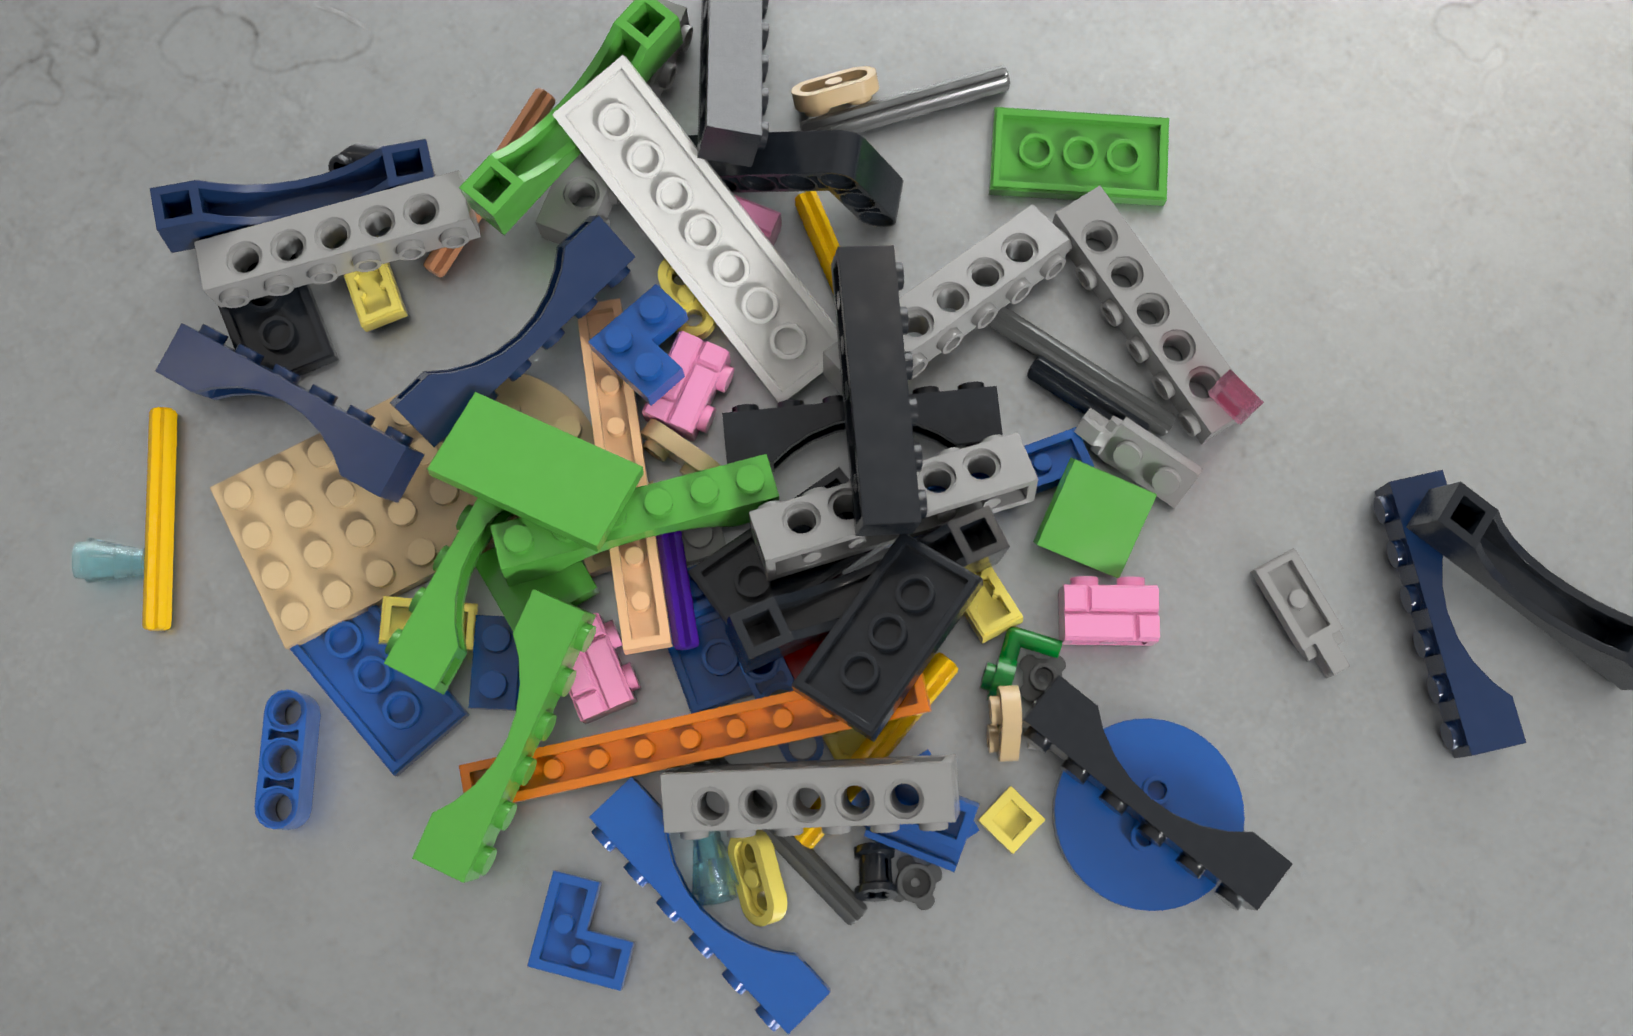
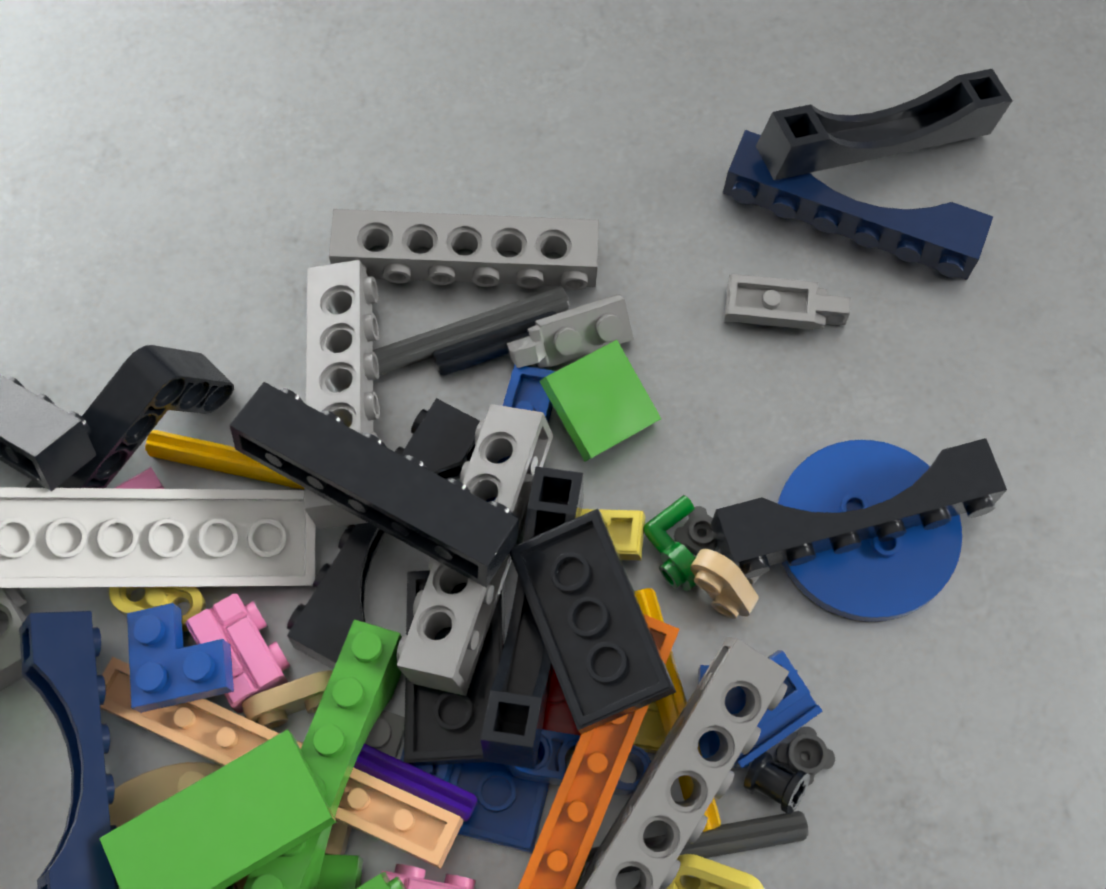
camera: 60 degrees left, 10 degrees down
(847, 86) = (86, 342): tan plate -> none
(913, 102) = (144, 301): dark grey axle -> none
(1011, 820) = (804, 638): light yellow plate -> none
(1075, 152) = (290, 214): bright green tile -> none
(1108, 613) = (685, 444): bright pink brick -> none
(1235, 397) = (584, 226): clear pink tile -> none

